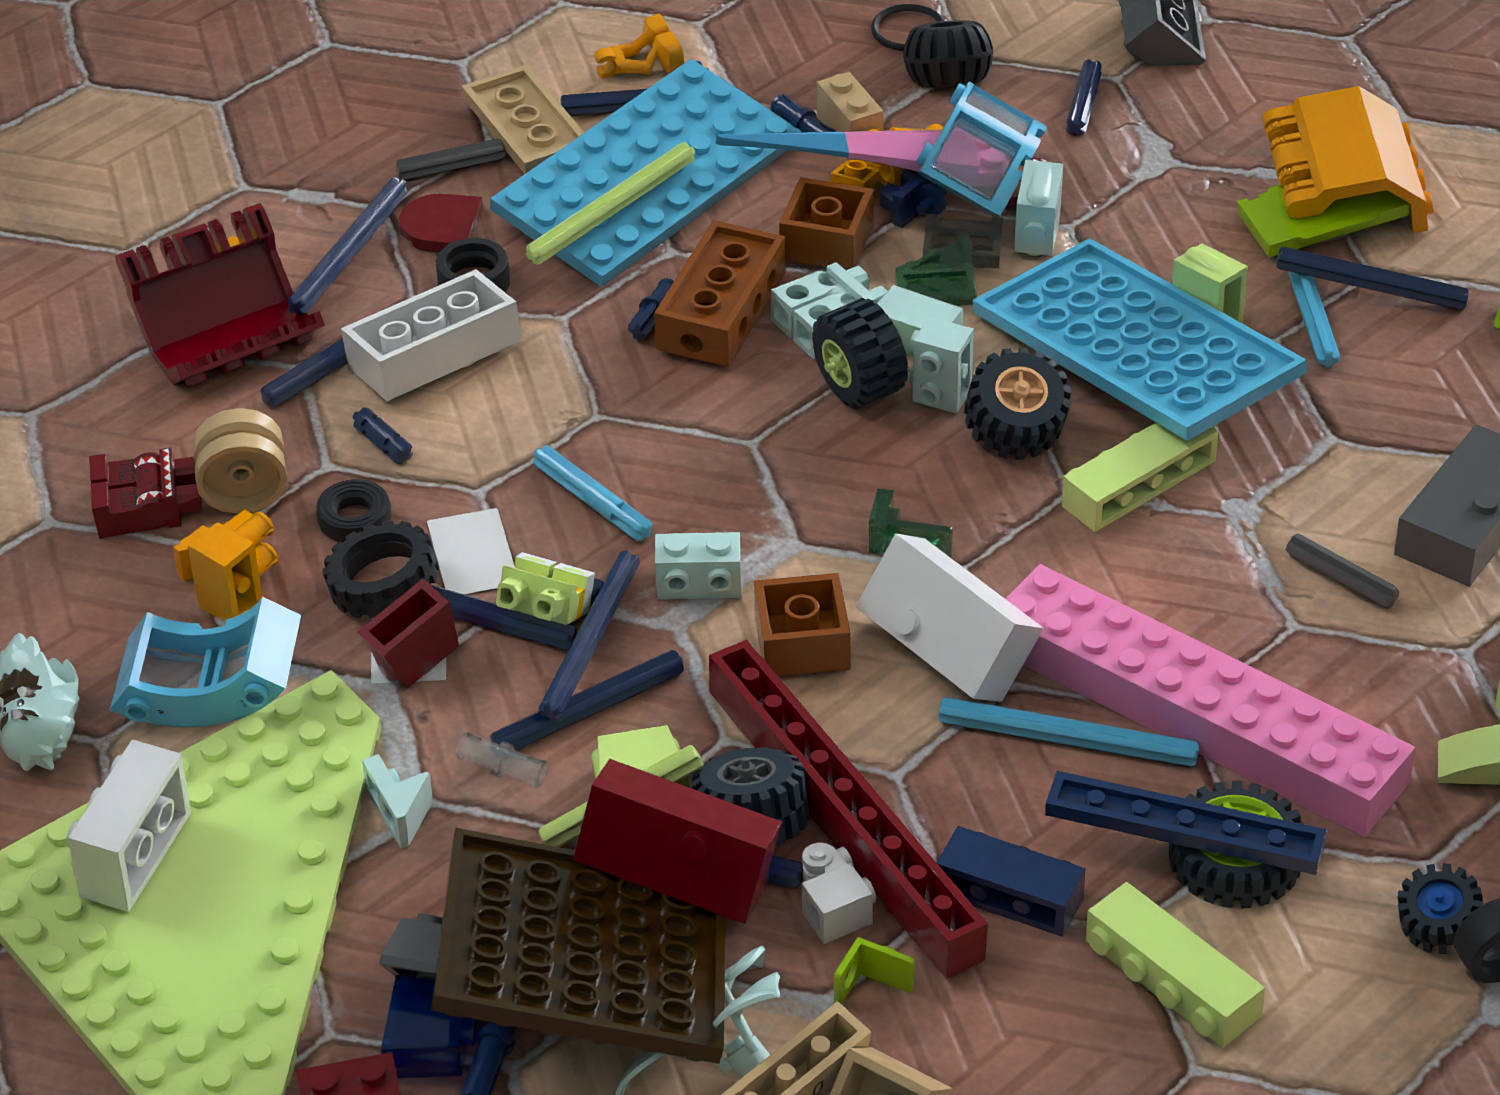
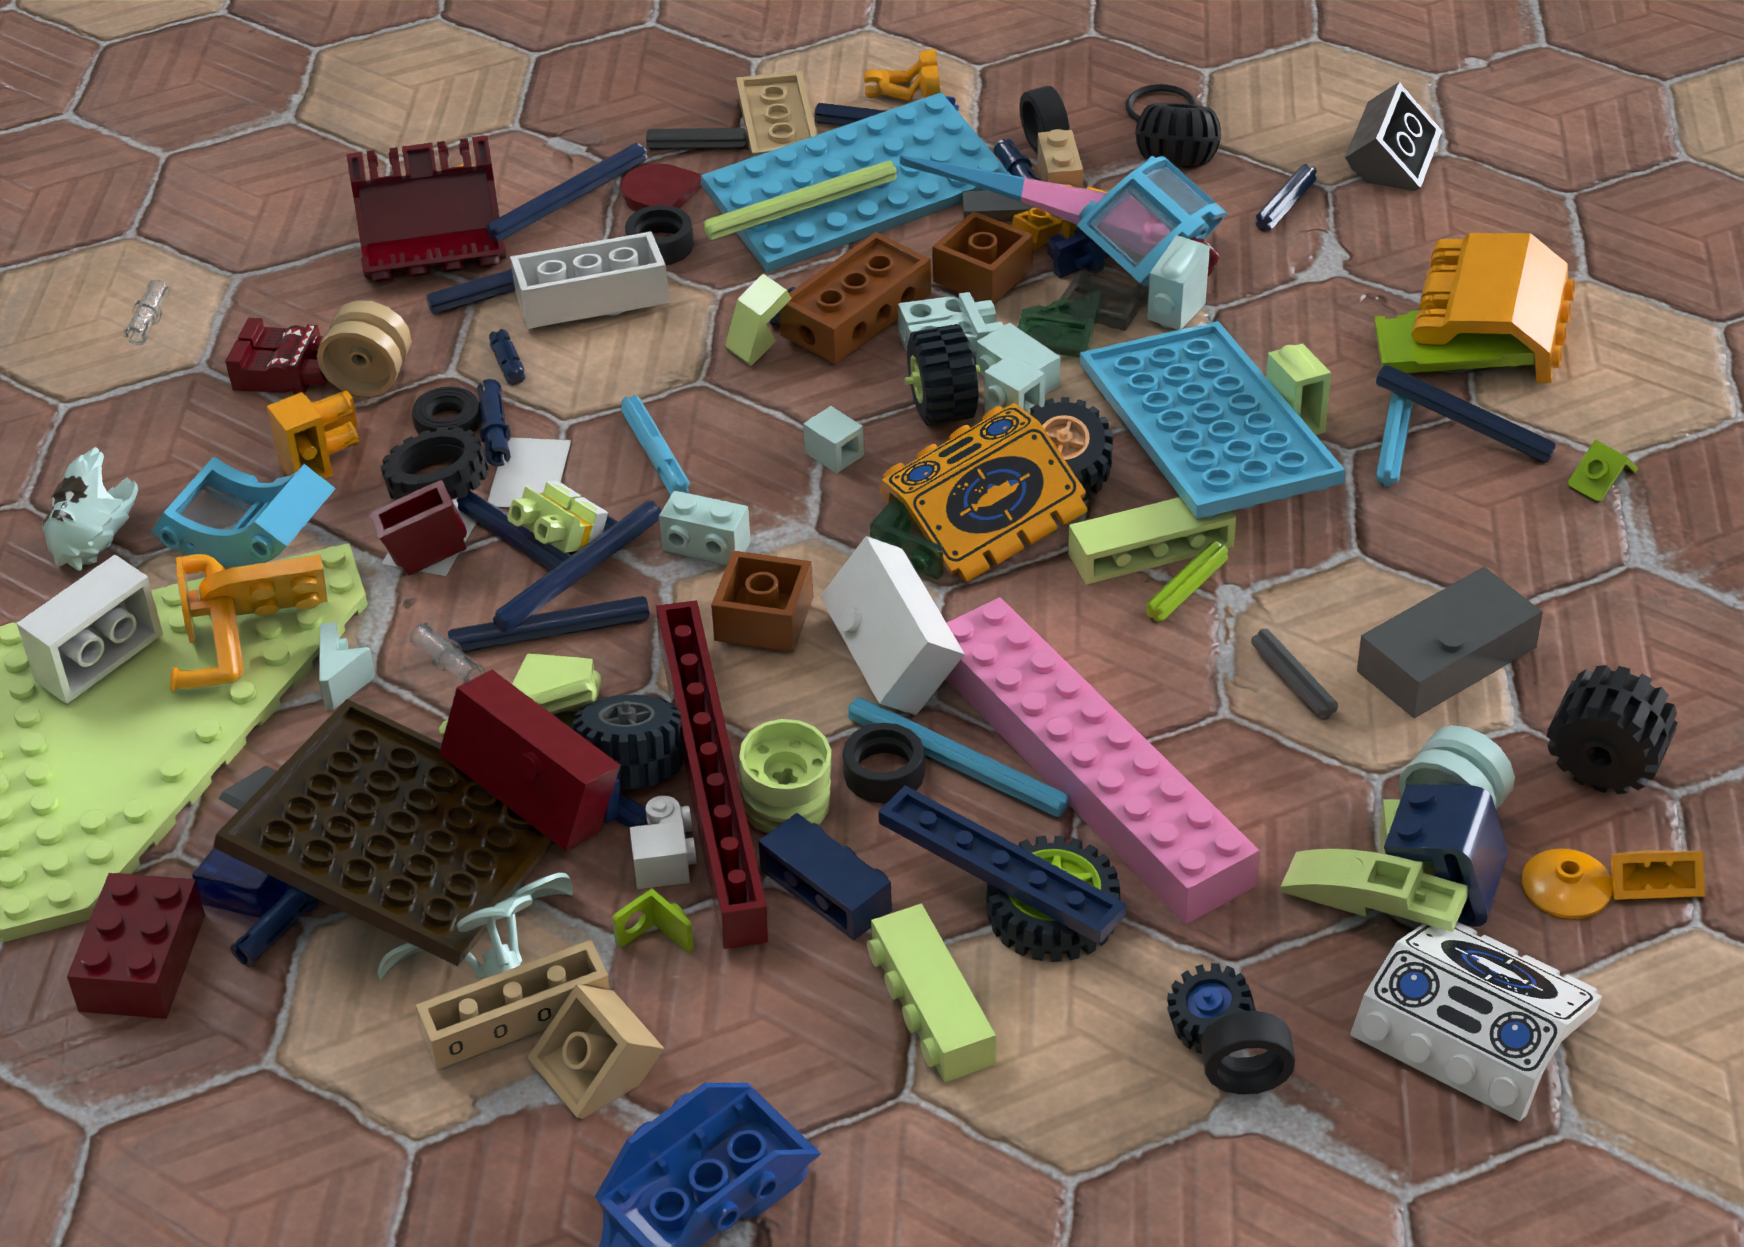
camera: 20 degrees right, 0 degrees up
(255, 755) = (240, 591): none -> light orange plate
(410, 505) = (493, 430): none -> dark blue pin
(630, 345) = (748, 330): none -> yellowish green slope
(774, 444) = (833, 439): none -> light aqua brick
(786, 168) = (992, 205): none -> dark grey tile
(795, 66) = (1042, 112): none -> black tyre
(929, 787) = (784, 773): none -> yellowish green wheel
(966, 458) = (987, 490): none -> hinge
(1000, 780) = (879, 739): none -> black tyre
(1194, 505) = (1186, 581): none -> lime axle

